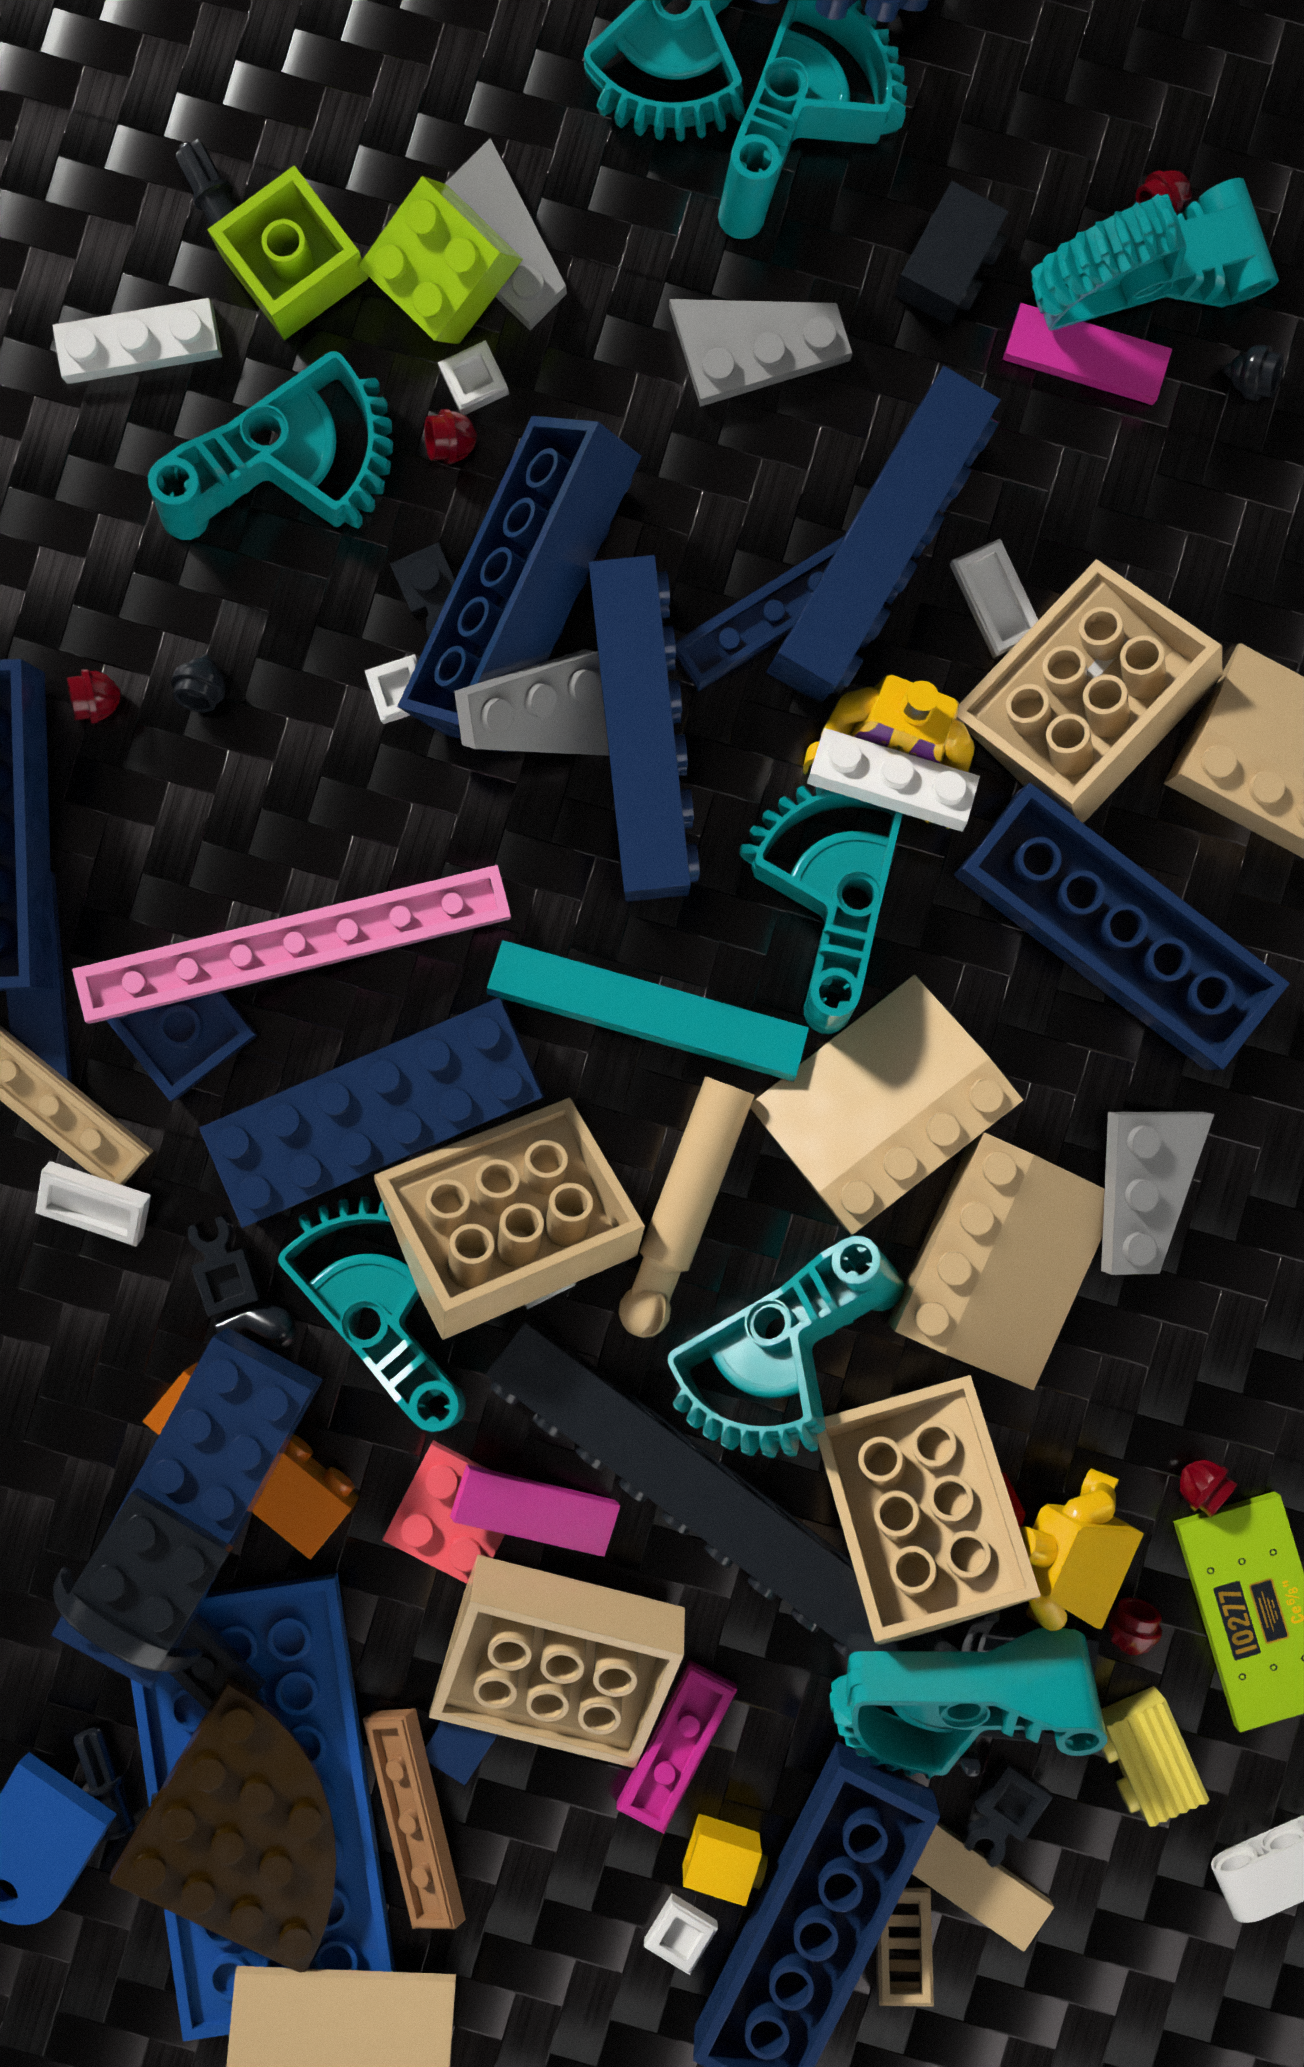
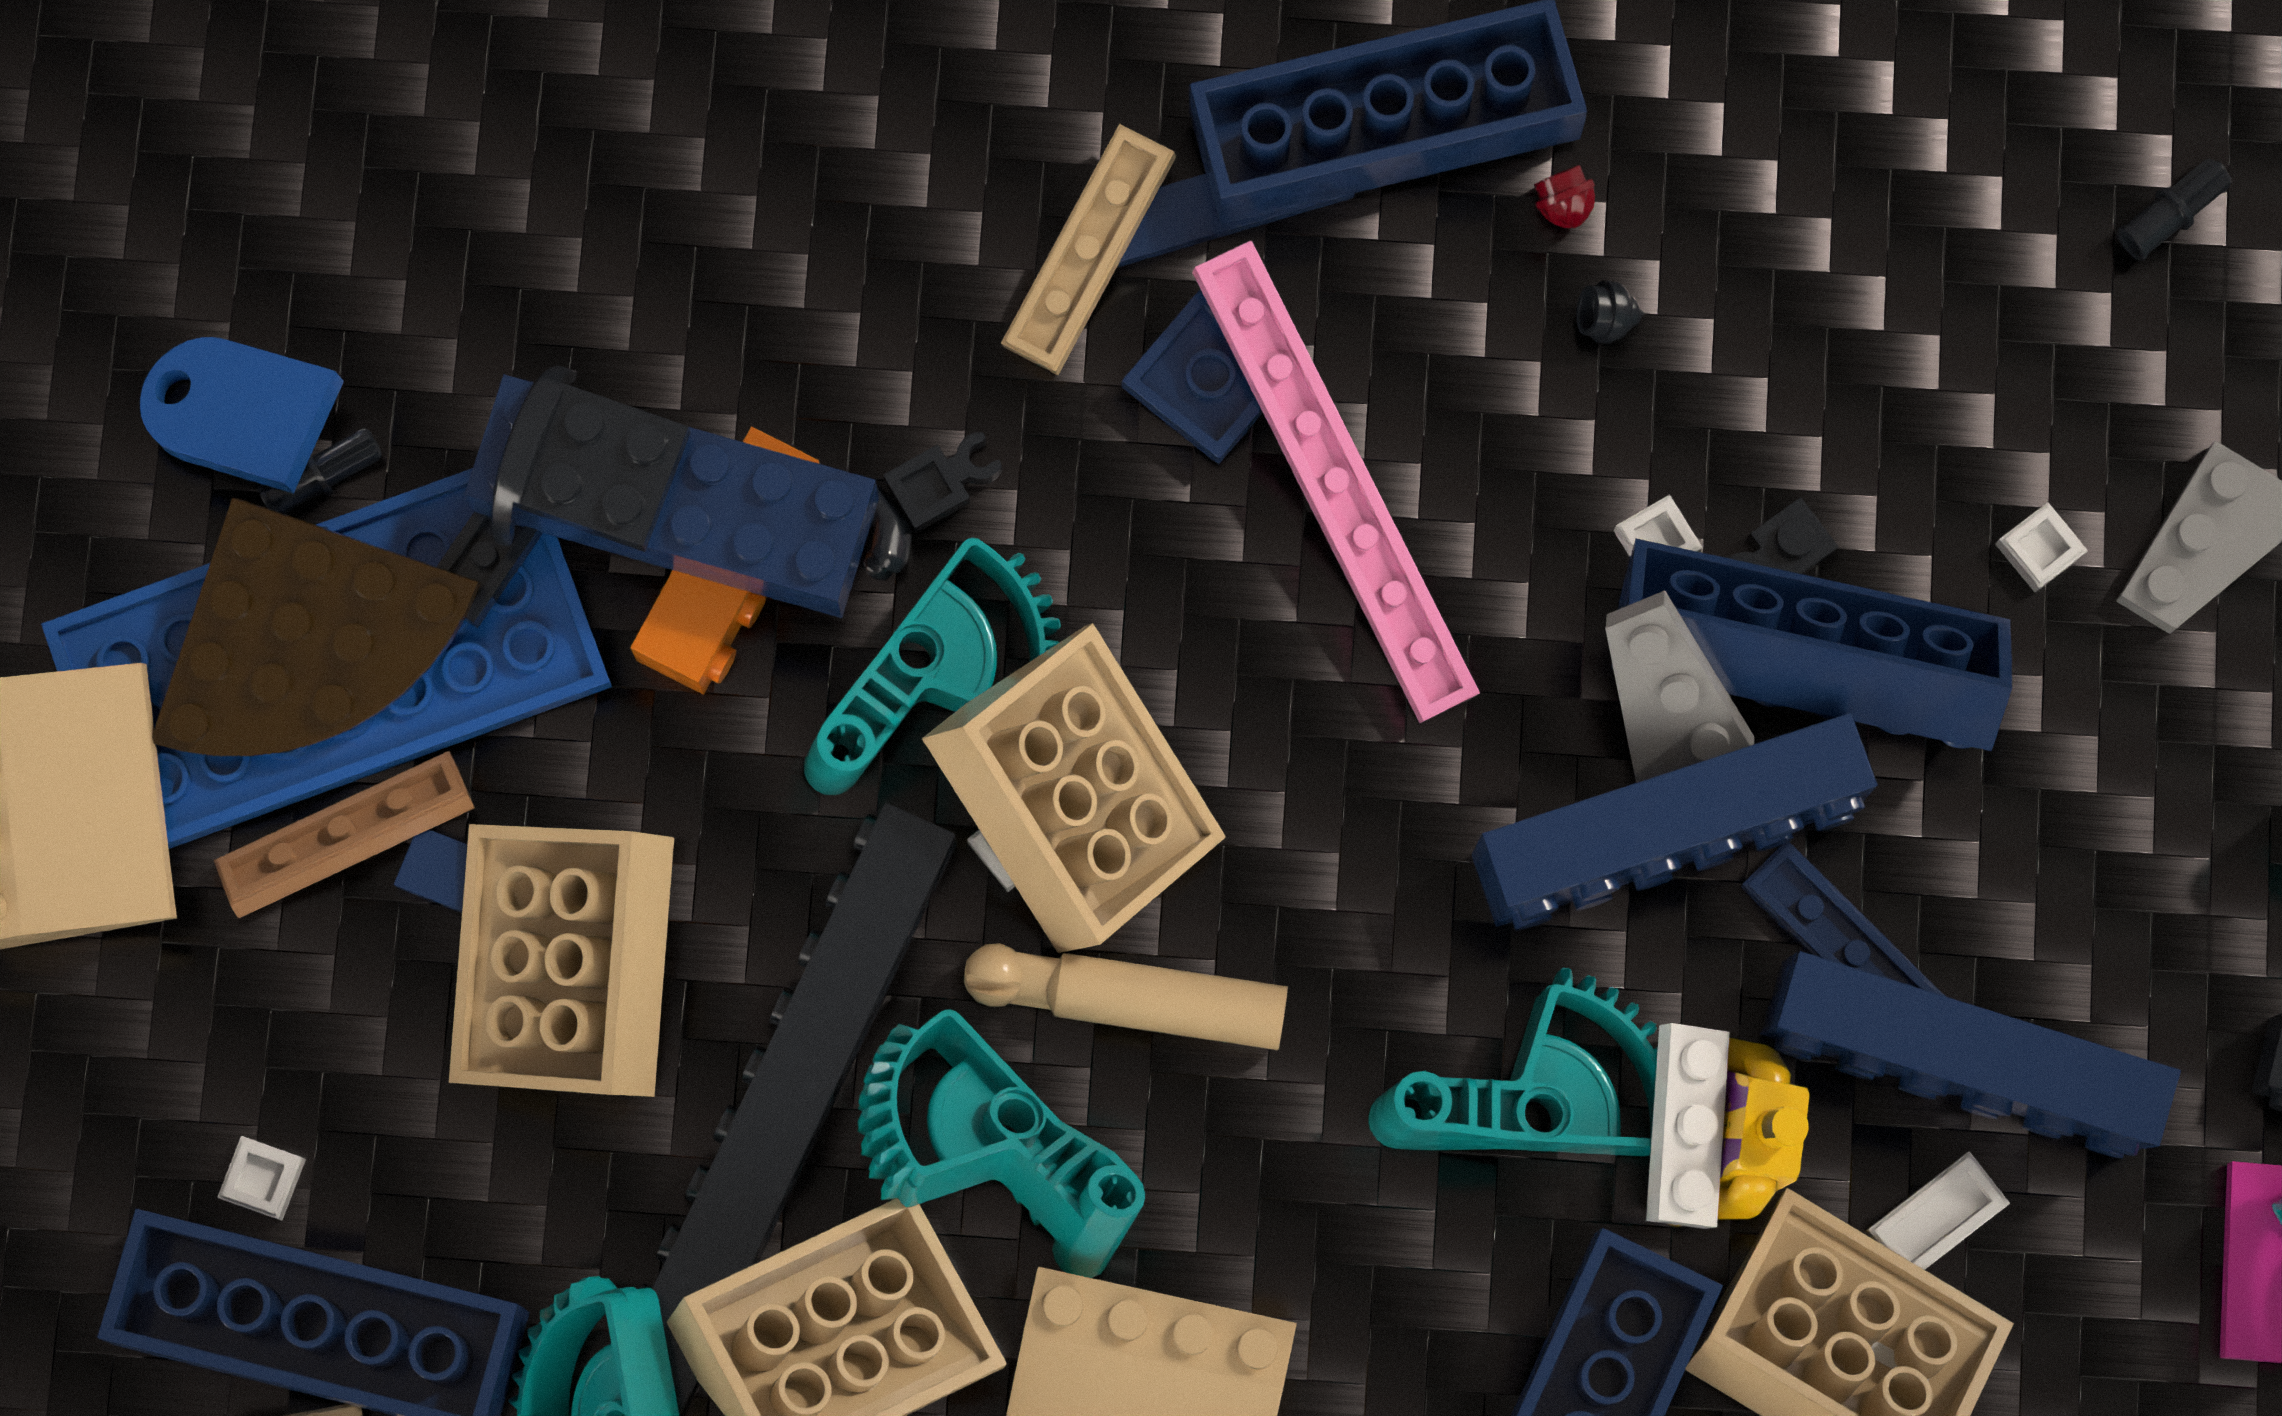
camera: 75 degrees right, 10 degrees down
(92, 1203) = (984, 320): white tile -> none
(137, 341) = (1985, 161): white plate -> none
(226, 462) = (1868, 291): teal arm -> none
(288, 252) = (2125, 307): lime brick -> none
(372, 1112) = (1161, 613): dark blue brick -> none
(424, 1520) = (712, 803): coral plate -> none
(440, 261) = (2159, 478): lime brick -> none
(449, 436) = (1964, 533): dark red plate -> none
(534, 1510) = (735, 896): dark pink tile -> none
(647, 1010) = (1348, 906): teal tile -> none
(676, 1746) = (483, 1125): dark pink tile -> none
(723, 1860) = (363, 1207): yellow brick -> none
(755, 343) = (2167, 865): light grey wing -> none
(885, 1104) = (1301, 1206): tan slope -> none

